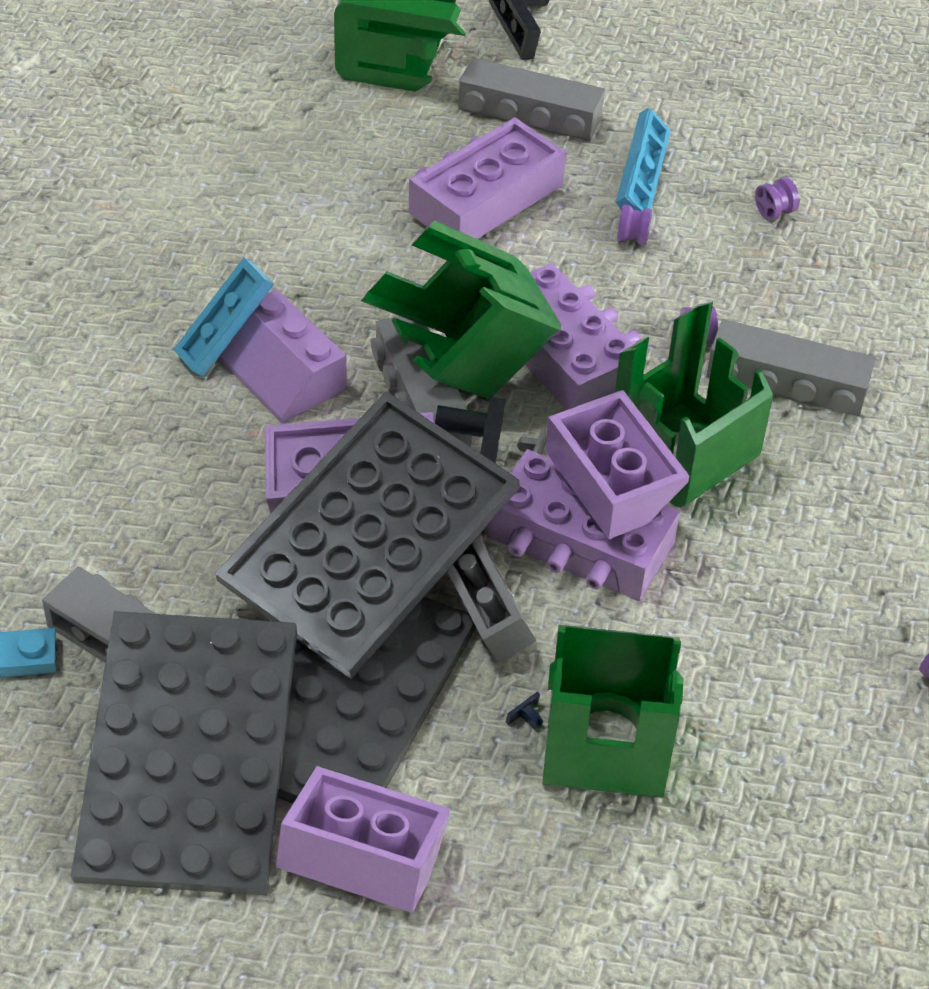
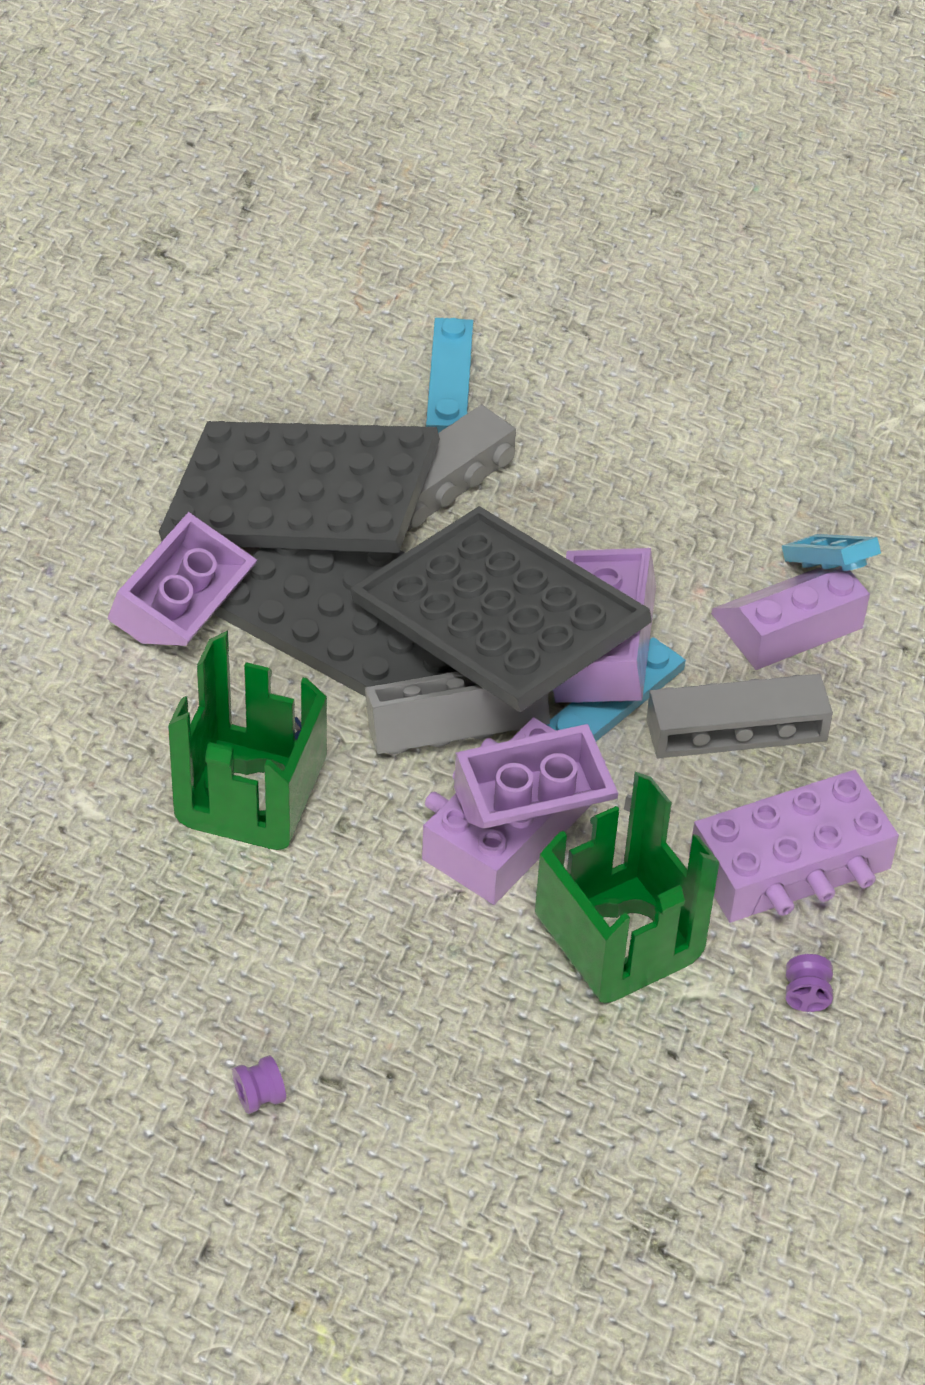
camera: 100 degrees right, 0 degrees up
(475, 424) = (612, 729): black piece -> none
(481, 303) = (793, 737): green piece -> none
(798, 367) = (727, 1059): light grey brick -> none

